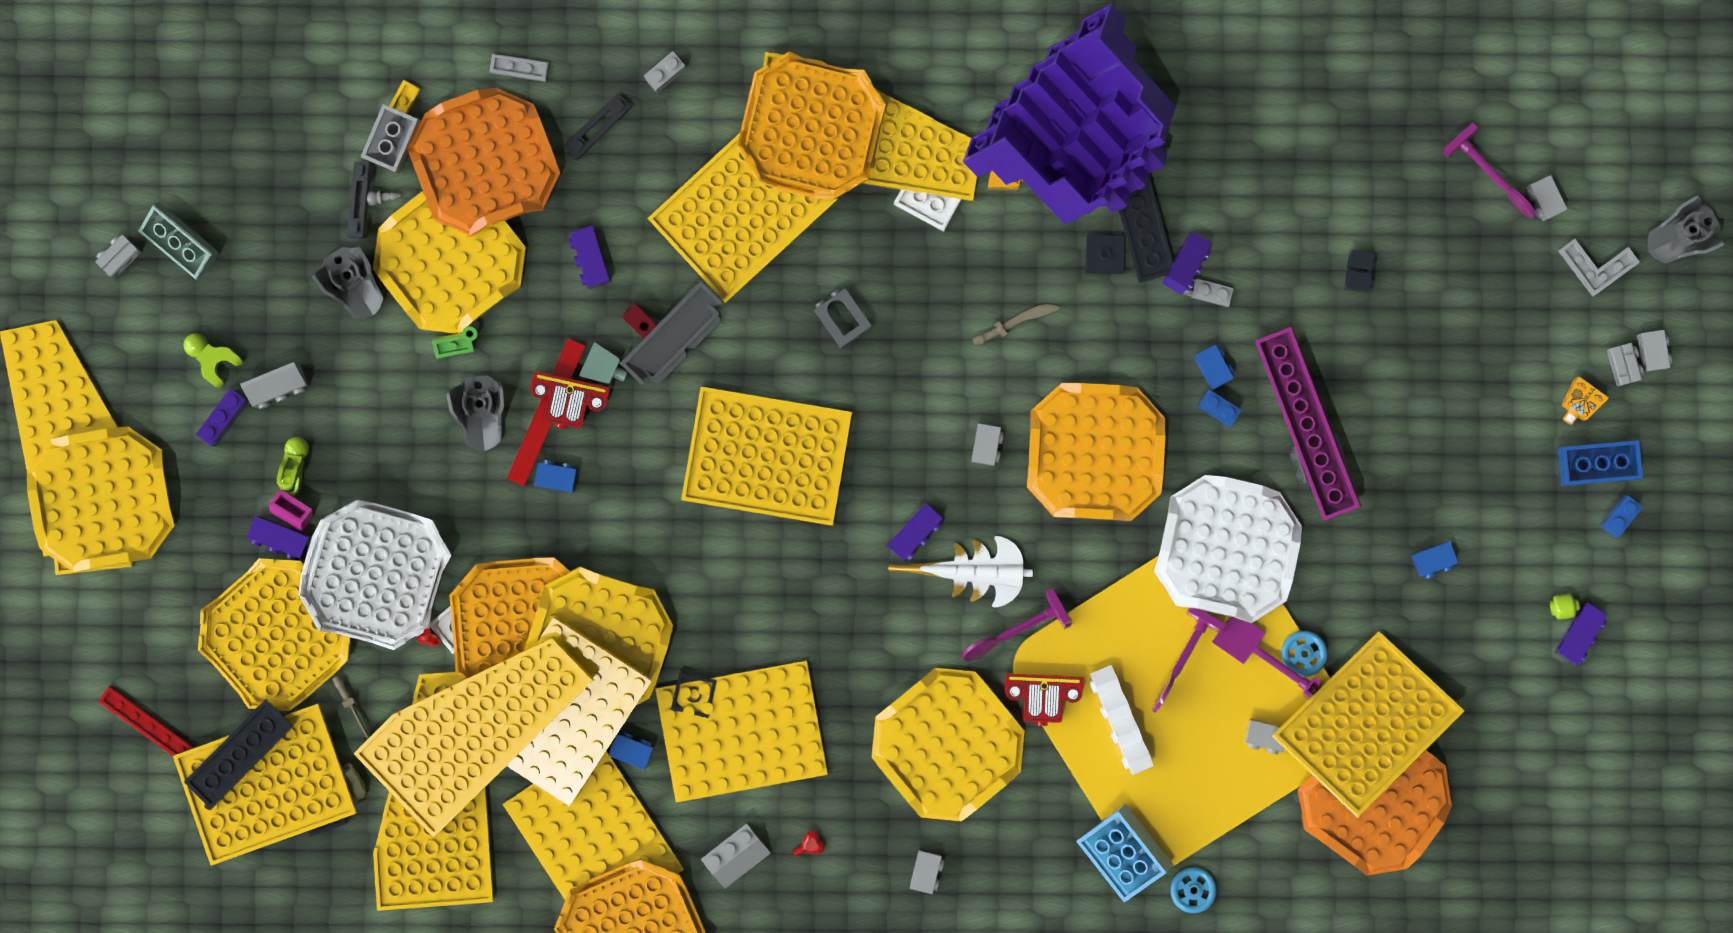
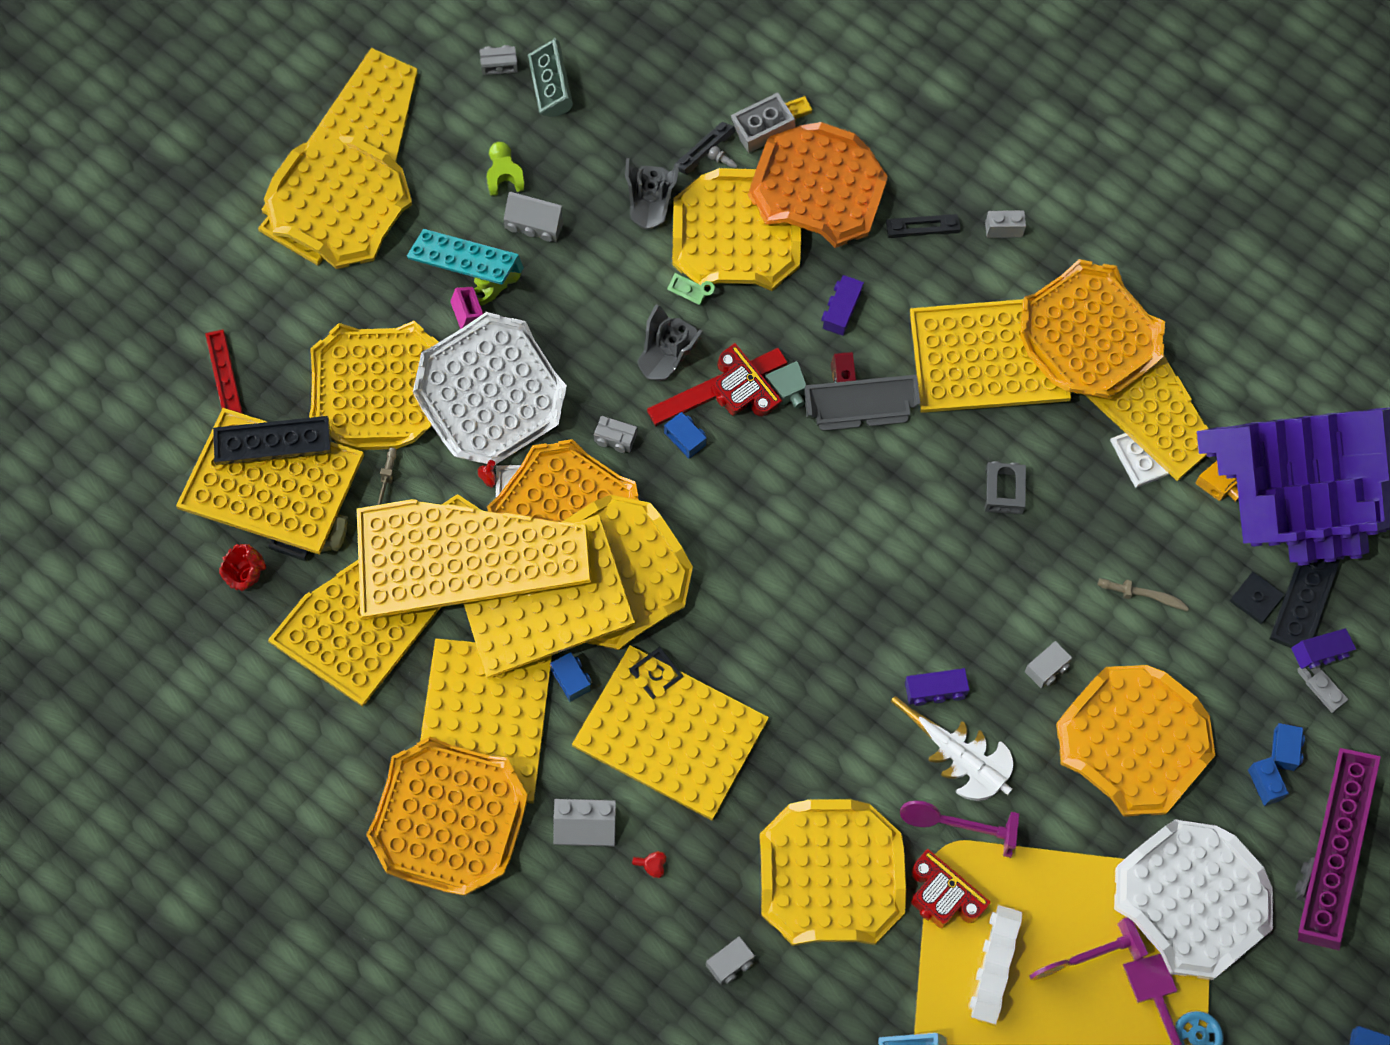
camera: 35 degrees right, 20 degrees down
(222, 417) = (475, 213): dark purple brick -> none
(253, 473) = (464, 257): none -> teal bracket
(278, 538) = (437, 316): dark purple brick -> none
(306, 872) = (241, 567): none -> red hair
(500, 522) = (615, 434): none -> light grey brick
(519, 67) = (896, 148): light grey tile -> none
(766, 456) = (863, 543): yellow plate -> none

